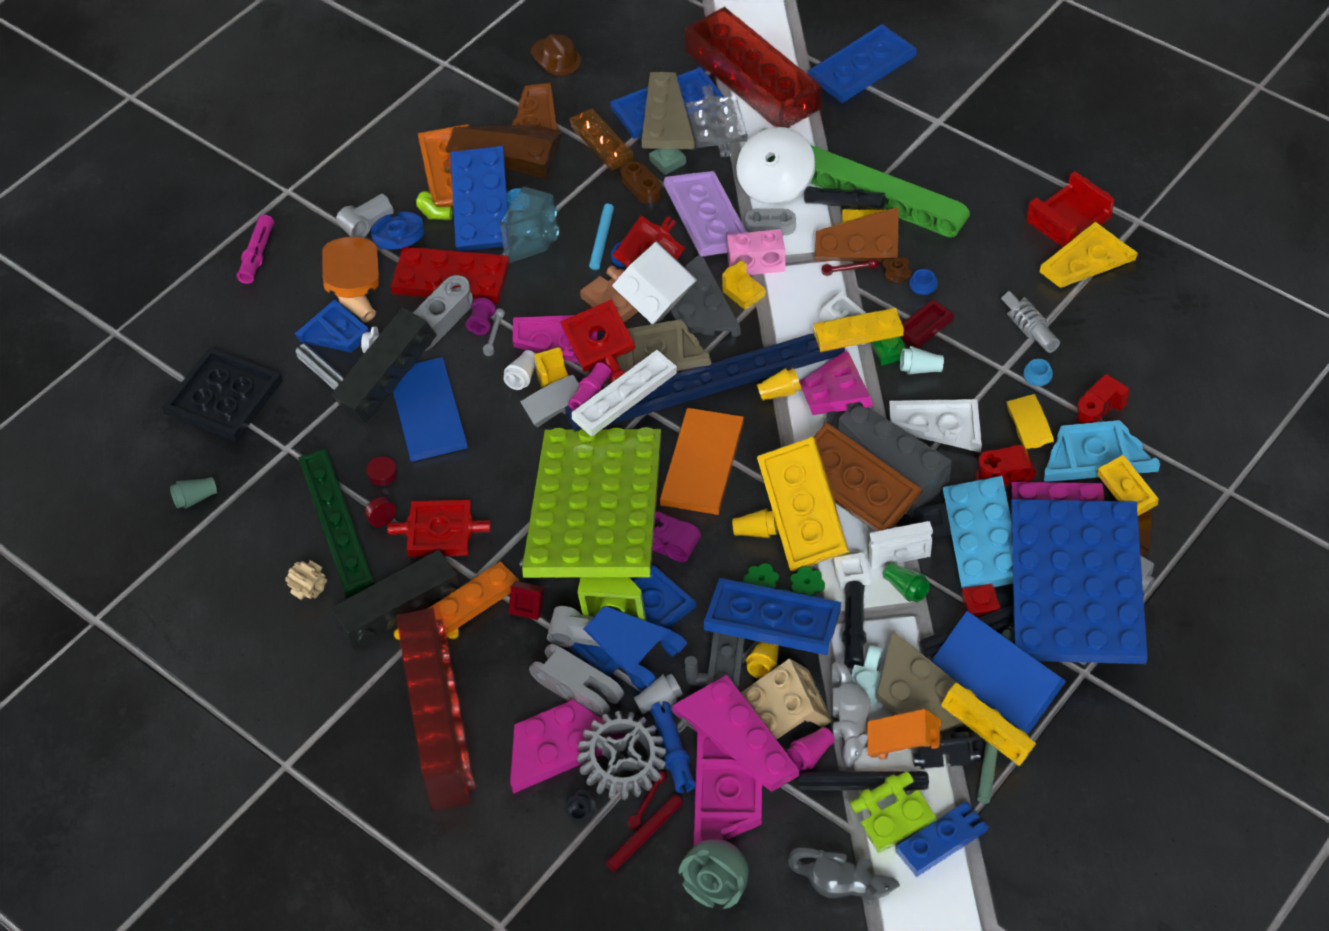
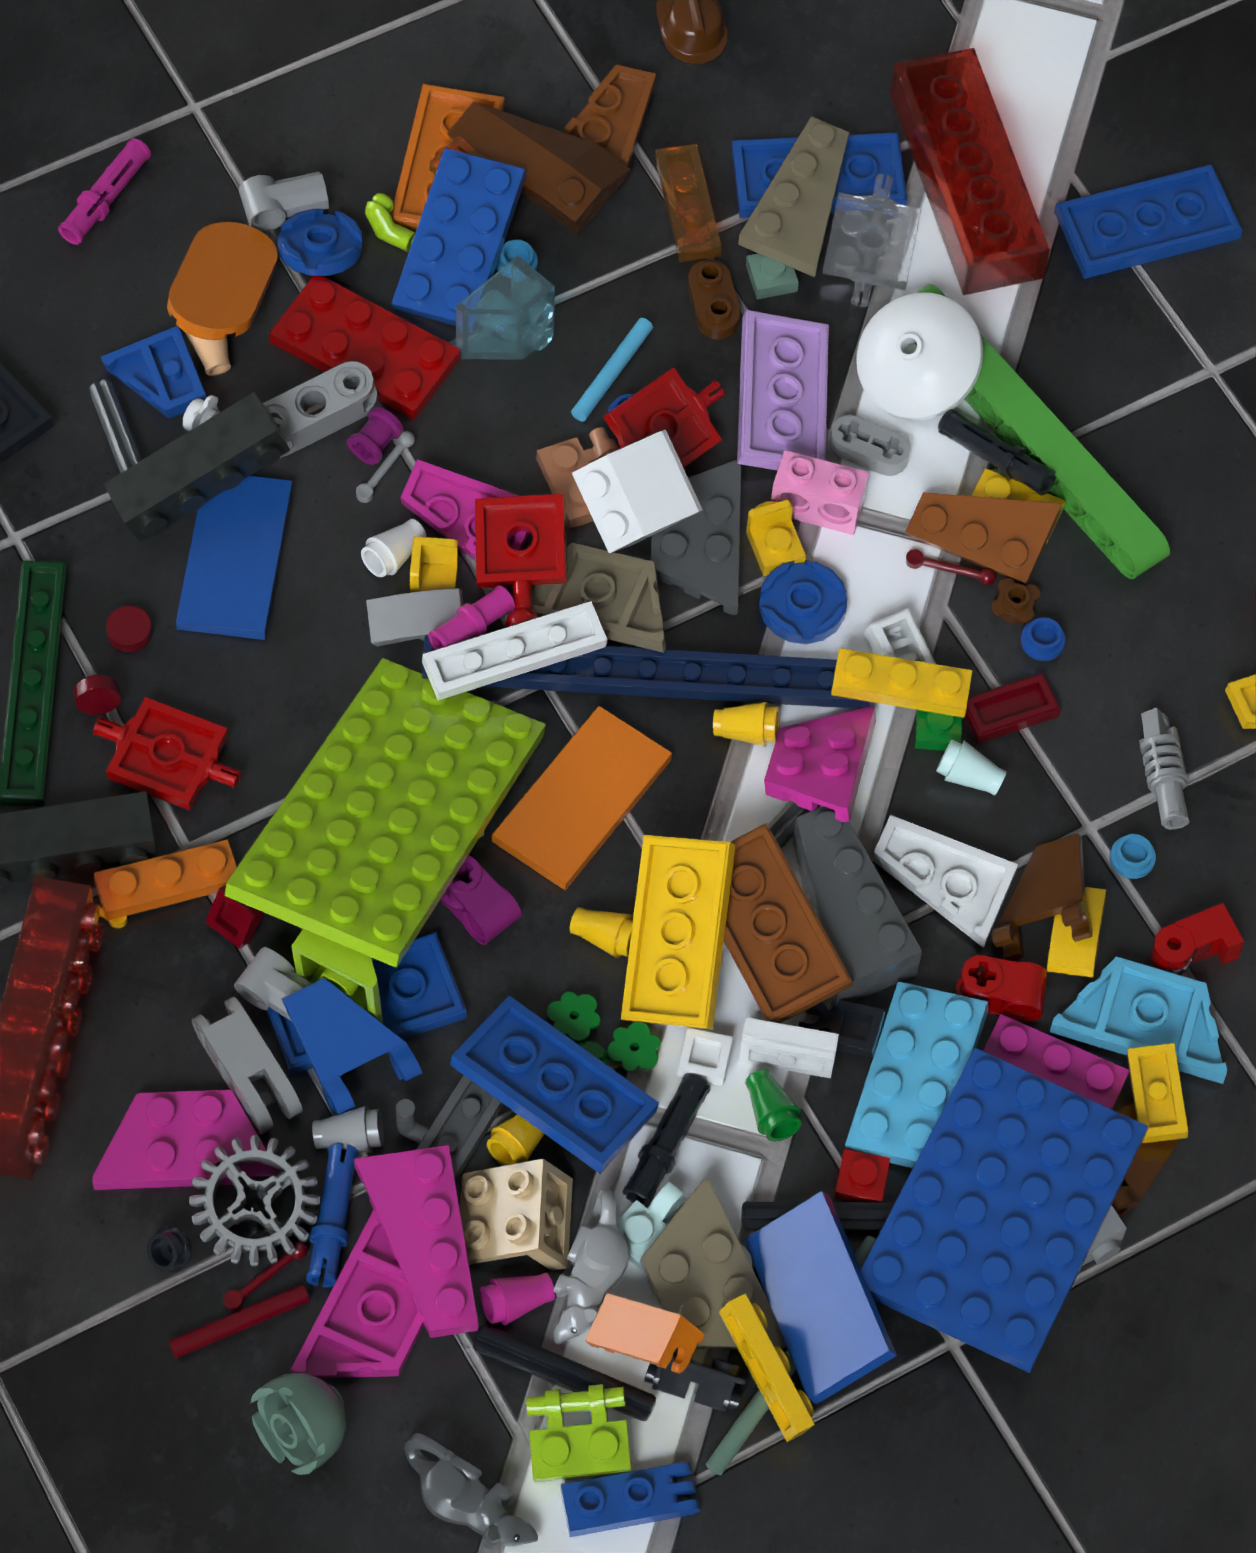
camera: 15 degrees right, 10 degrees up
(775, 314) = (803, 602): none -> blue tile
(999, 404) = (1048, 887): none -> reddish brown flag

